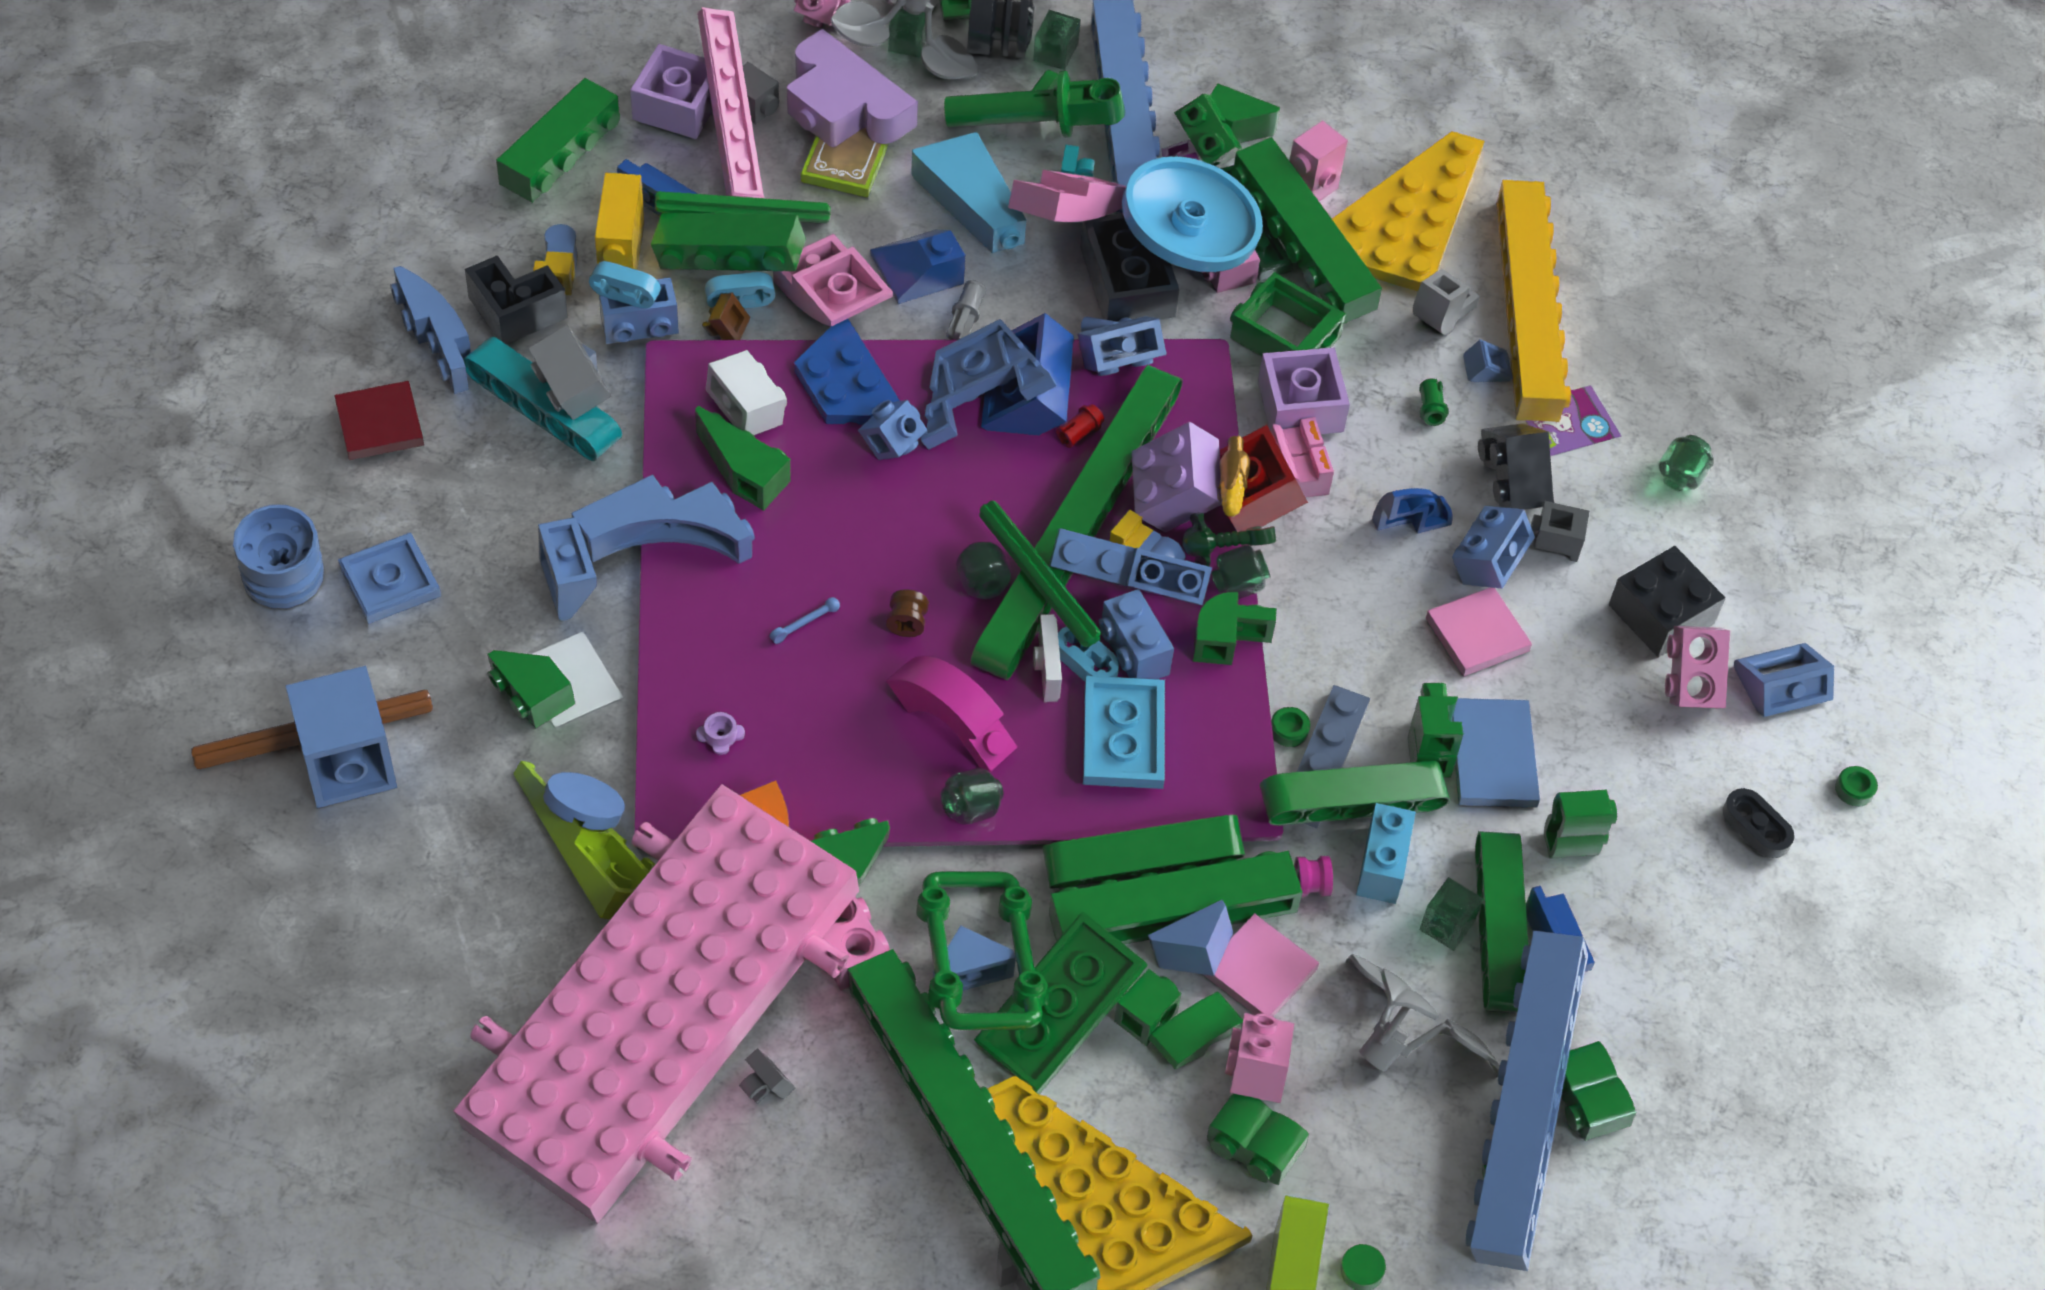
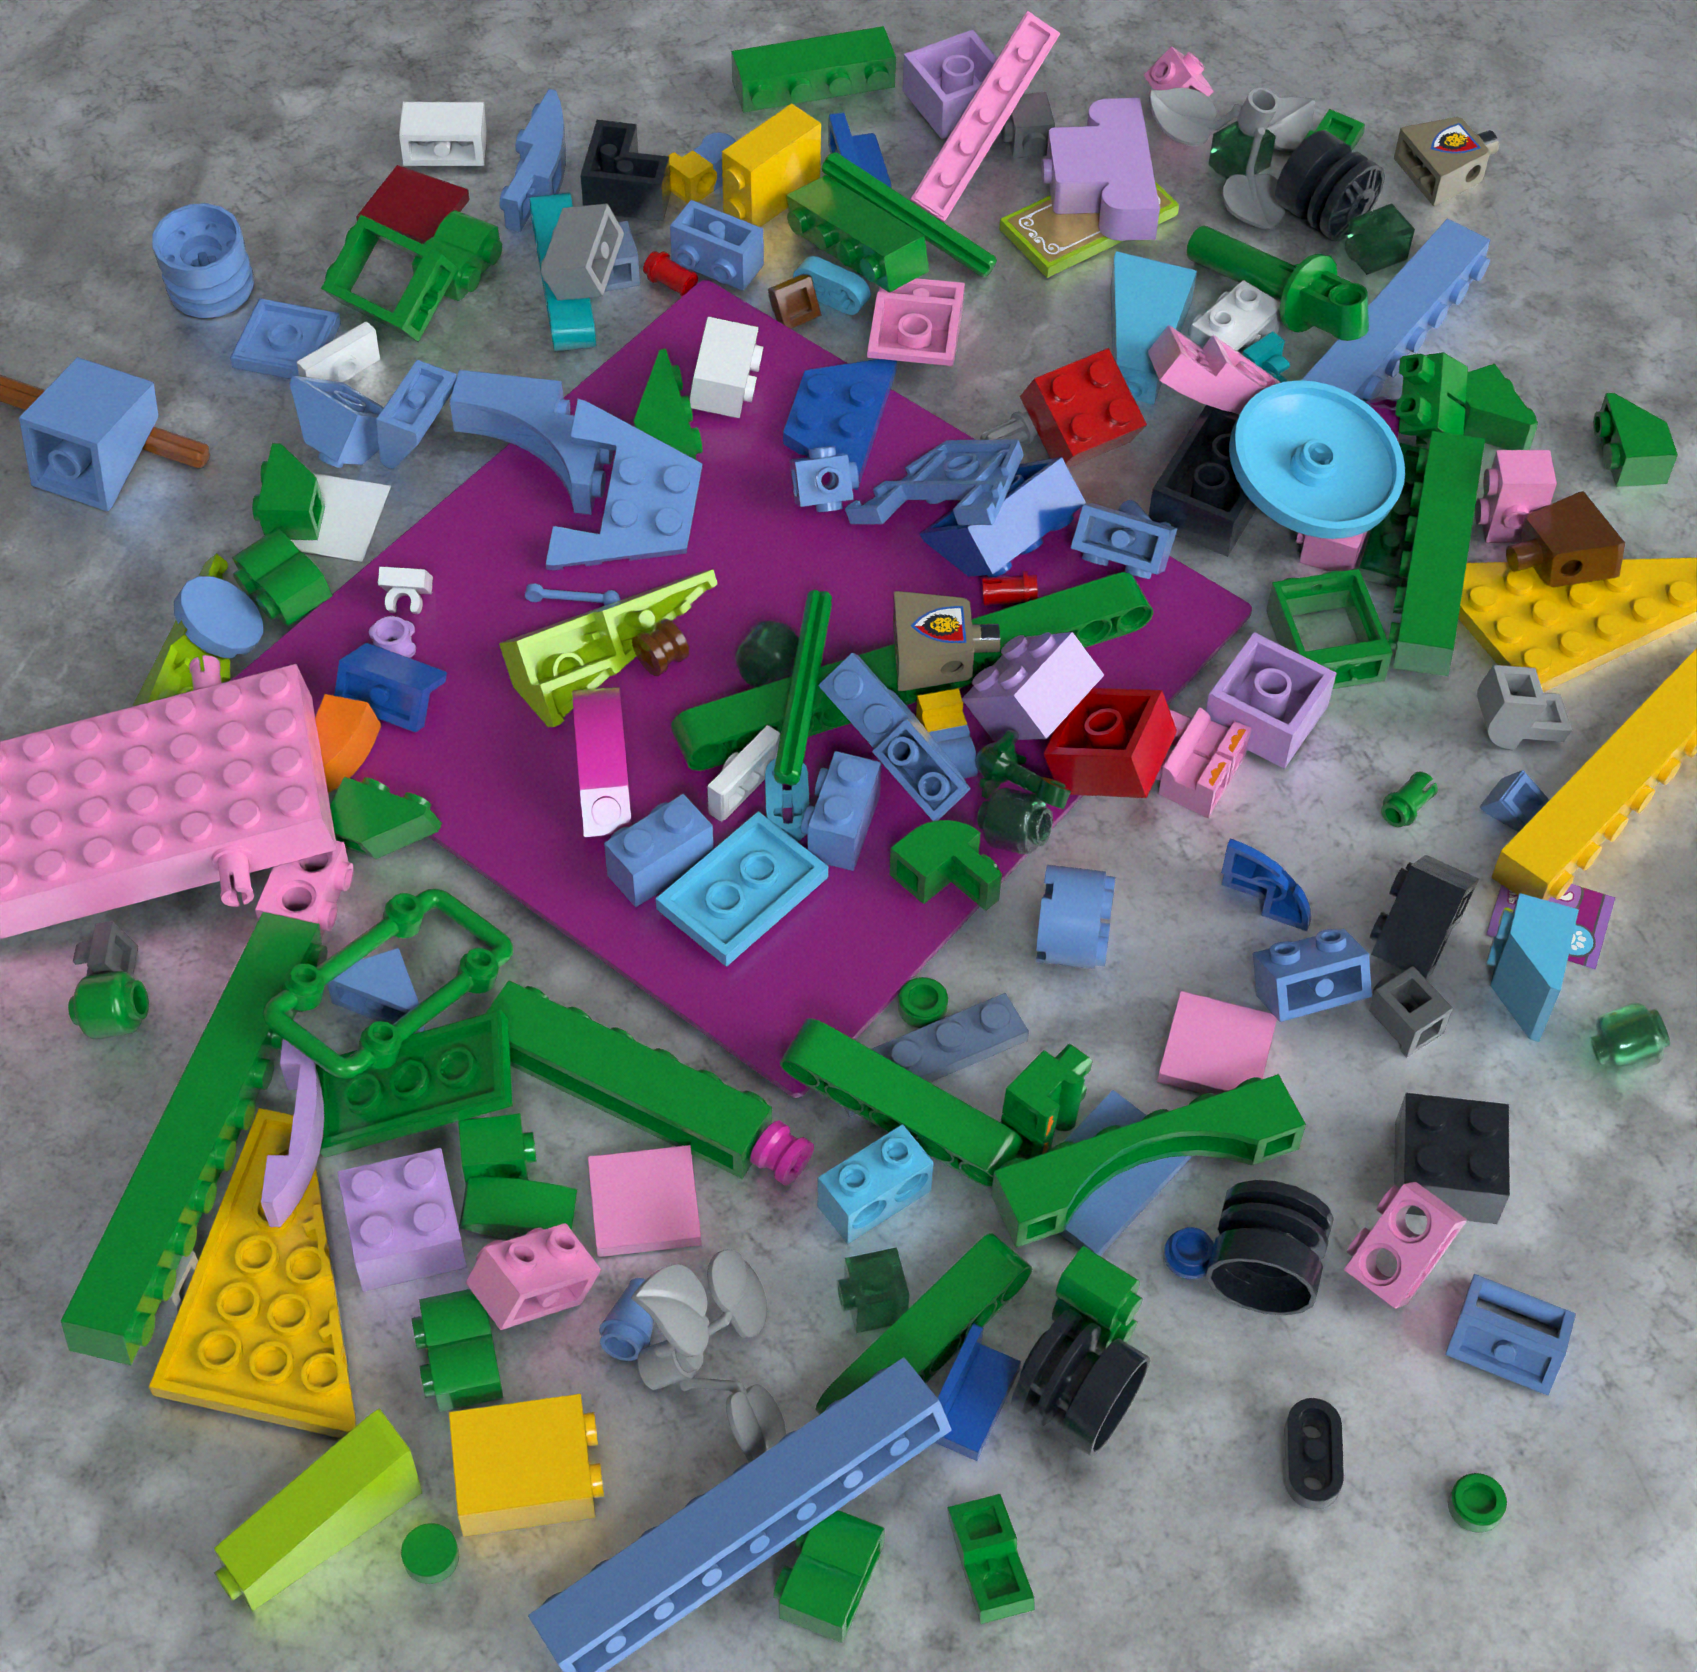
camera: 45 degrees right, 0 degrees up
(345, 349) = (443, 133): none -> white brick
(454, 435) = (469, 246): none -> green brick
(454, 566) = (342, 356): none -> white plate
(472, 478) = (421, 294): none -> green window
(509, 607) = (336, 420): none -> medium blue slope
(593, 743) = (281, 577): none -> green brick
(618, 352) = (662, 269): none -> red pin
(624, 284) = (706, 206): medium azure beam -> none
(692, 687) = (404, 582): none -> white tile
(759, 760) = (390, 683): none -> blue panel
(793, 517) = (647, 497): none -> medium blue wing
(804, 1106) = (109, 1005): none -> green head
(852, 659) = (591, 645): none -> lime wedge
(921, 264) = (1019, 356): blue slope -> none
(971, 796) = (537, 844): head -> none
(1004, 274) = (1083, 409): none -> red brick
(1029, 151) = (1238, 318): none -> white brick
(1031, 1074) = (290, 1174): none -> lavender slope
(1052, 745) = (658, 849): none -> medium blue brick
(1090, 486) = (937, 639): none -> dark tan torso
(1141, 1089) = (401, 1219): none -> lavender brick
(1142, 851) = (643, 1009): green beam -> none
(1194, 942) = (601, 1124): medium blue slope -> none
(1234, 474) = (1077, 717): pearl gold piece -> none
(1334, 1043) = (626, 1327): none -> medium blue cone
(1336, 607) = (1071, 917): none -> medium blue brick
(1337, 86) = (1634, 443): none -> green slope
(1366, 1171) = (524, 1465): none -> yellow brick
(1373, 176) = (1568, 543): none -> reddish brown torso
(1490, 780) = (1240, 1125): none -> green arch
(1585, 761) = (1188, 1253): none -> blue plate
(1605, 453) = (1531, 959): none -> medium azure slope
(1618, 875) = (1072, 1377): none -> black wheel
(1635, 722) = (1270, 1247): none -> black wheel
(1650, 1013) = (990, 1558): none -> green slope

